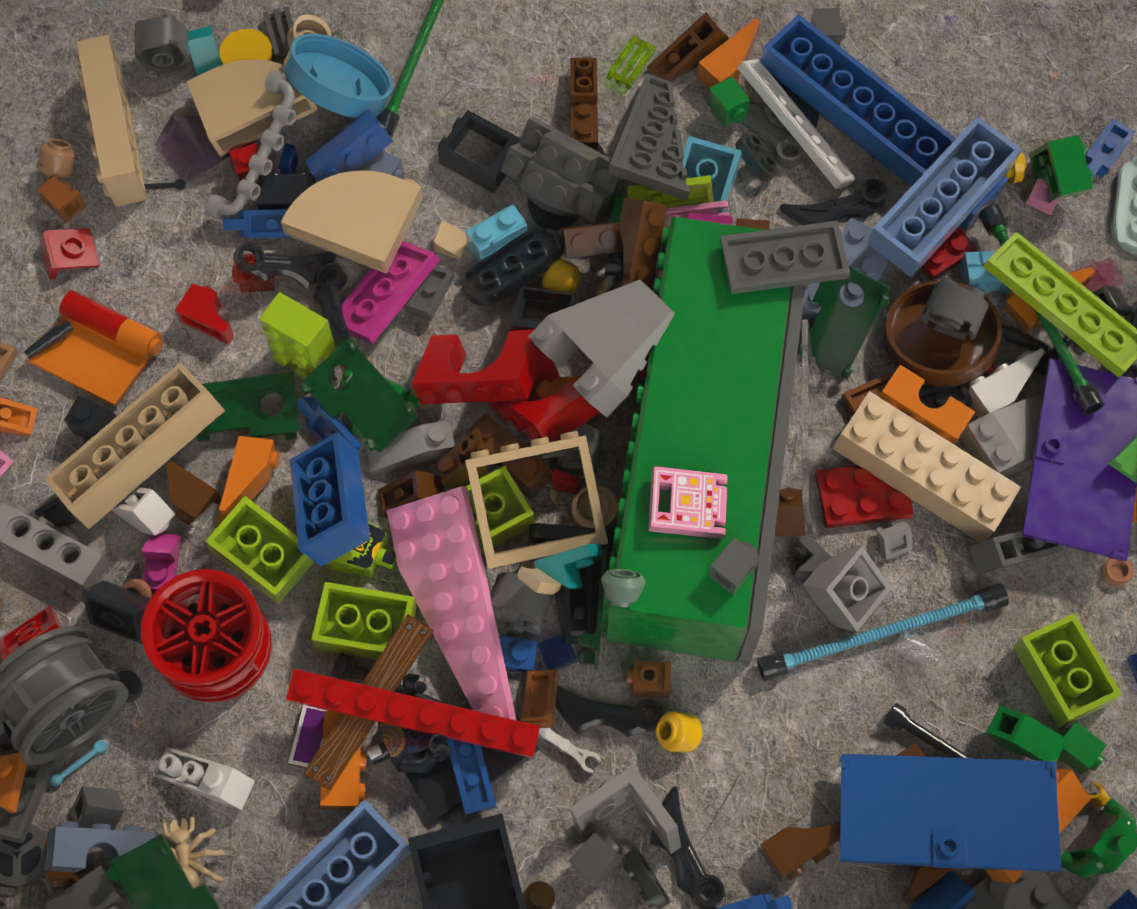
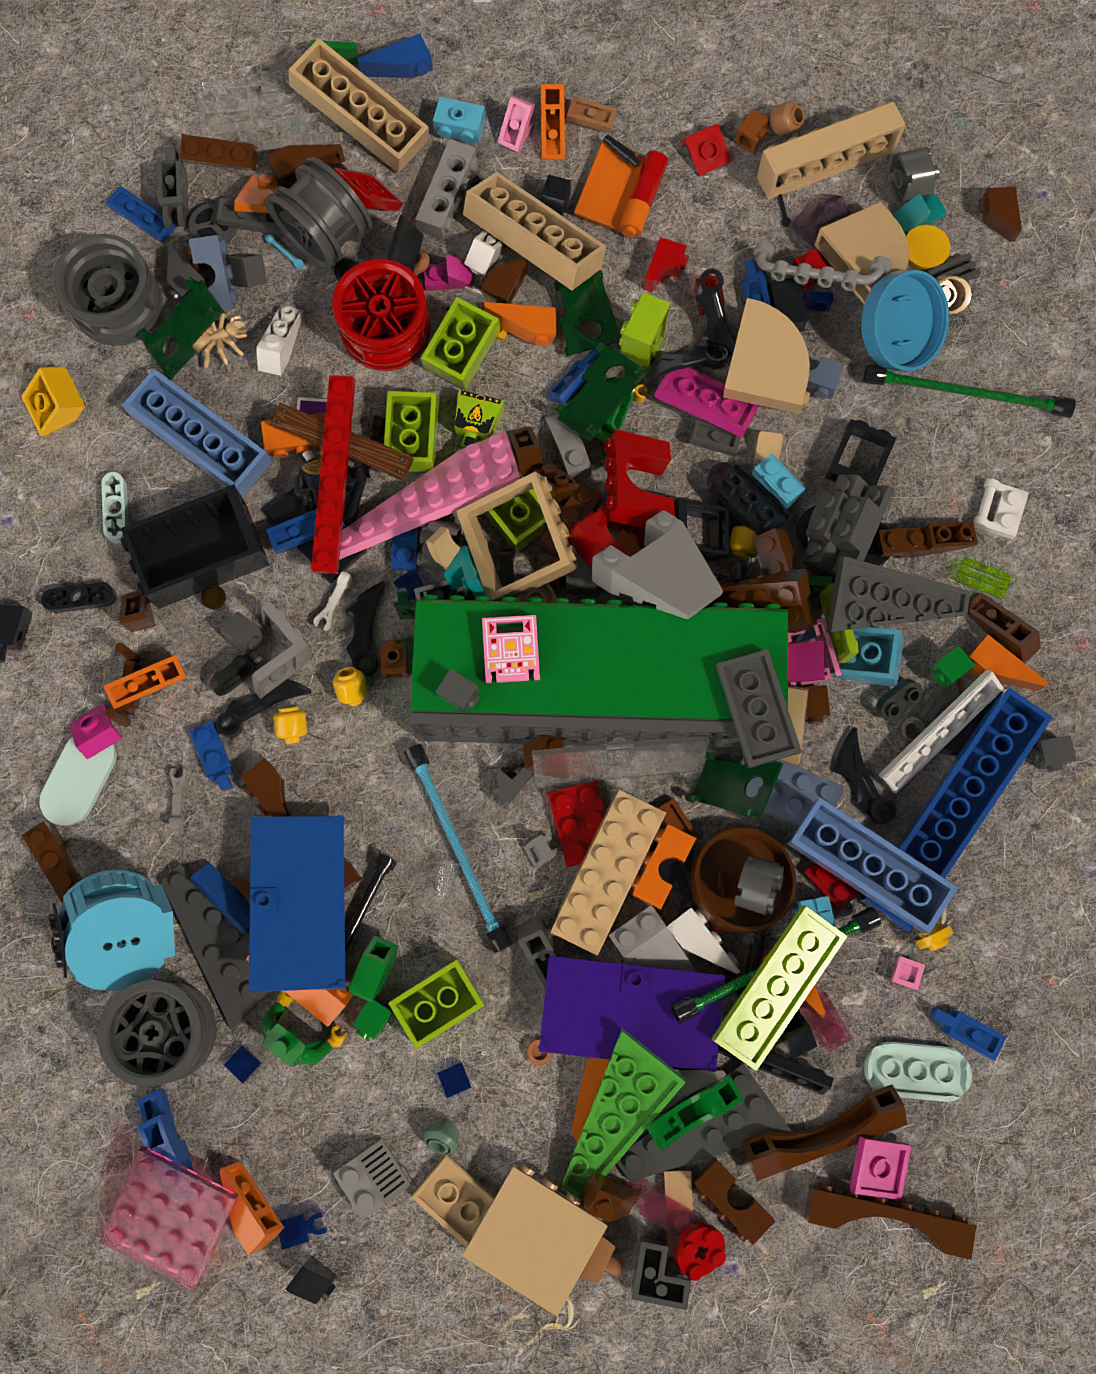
camera: 85 degrees right, 10 degrees up
(329, 500) = (504, 382): blue brick -> none
(350, 147) = (835, 344): blue brick -> none
(540, 697) = (366, 575): dark orange tile -> none
(561, 28) = (1008, 510): none -> white plate
(622, 586) = (429, 602): sand green cone -> none
(718, 812) = (290, 724): none -> yellow head
(848, 588) = (484, 810): light grey slope -> none
(1063, 167) = (935, 984): green brick -> none

